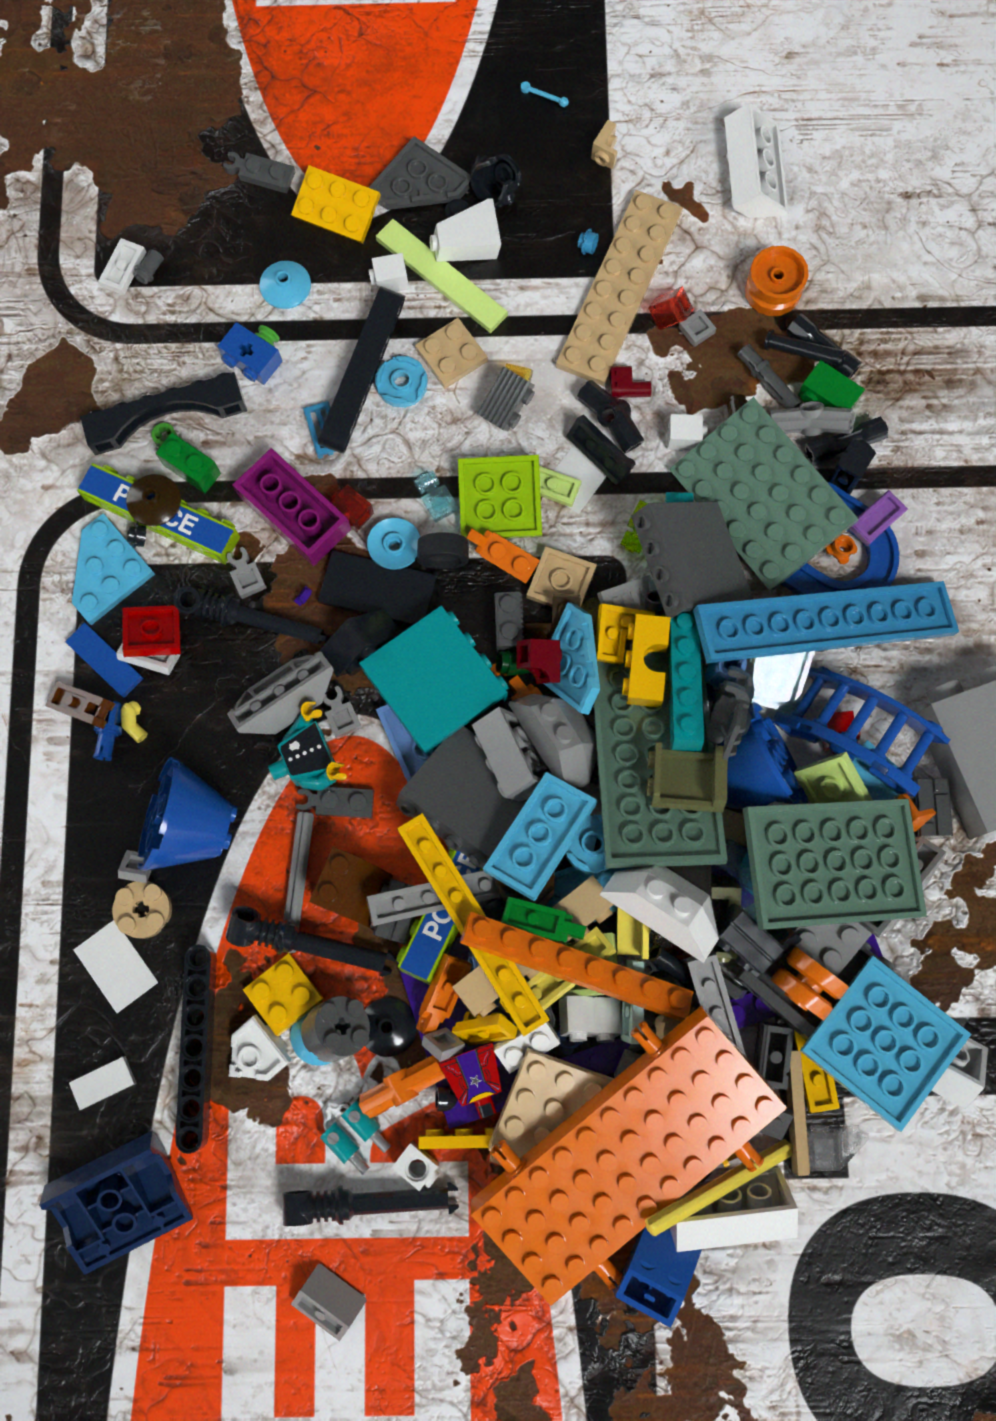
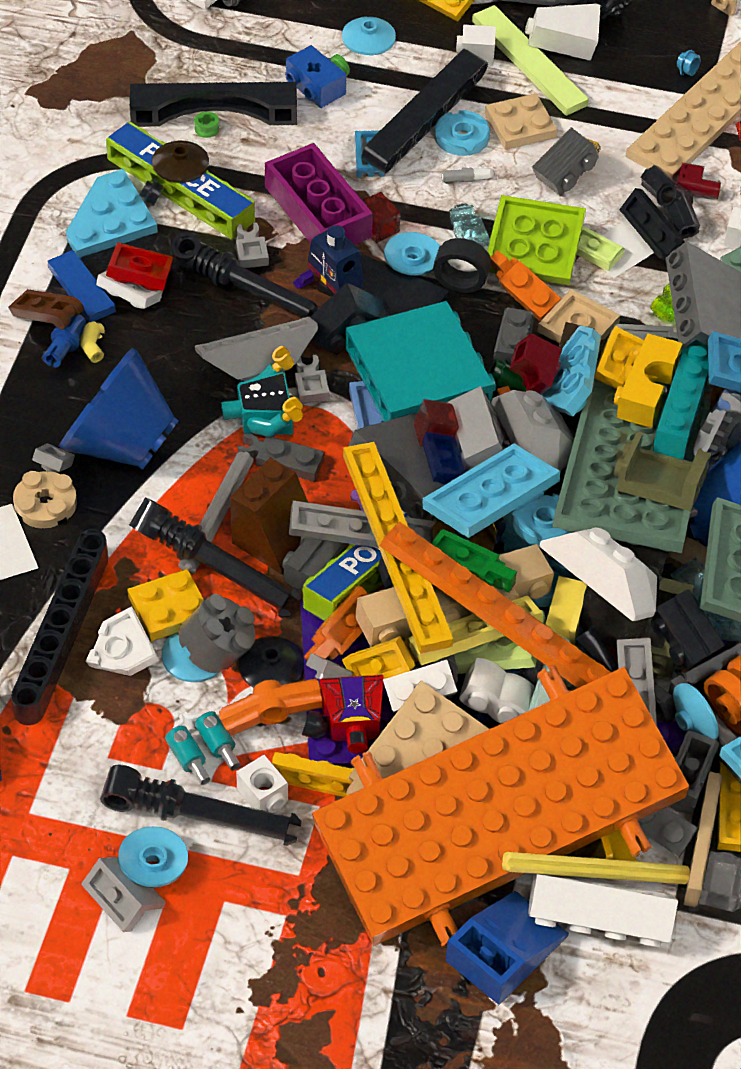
camera: 10 degrees right, 25 degrees down
(188, 463) = (225, 145): green brick -> none
(327, 580) = (335, 259): none -> dark blue torso
(341, 1282) = (153, 845): none -> medium azure dish
(418, 431) = (466, 174): none -> light grey piece
(469, 757) = (435, 418): none -> clear red panel
(486, 798) = (443, 457): none -> clear blue plate
(765, 1010) = (694, 711): none -> medium azure dish

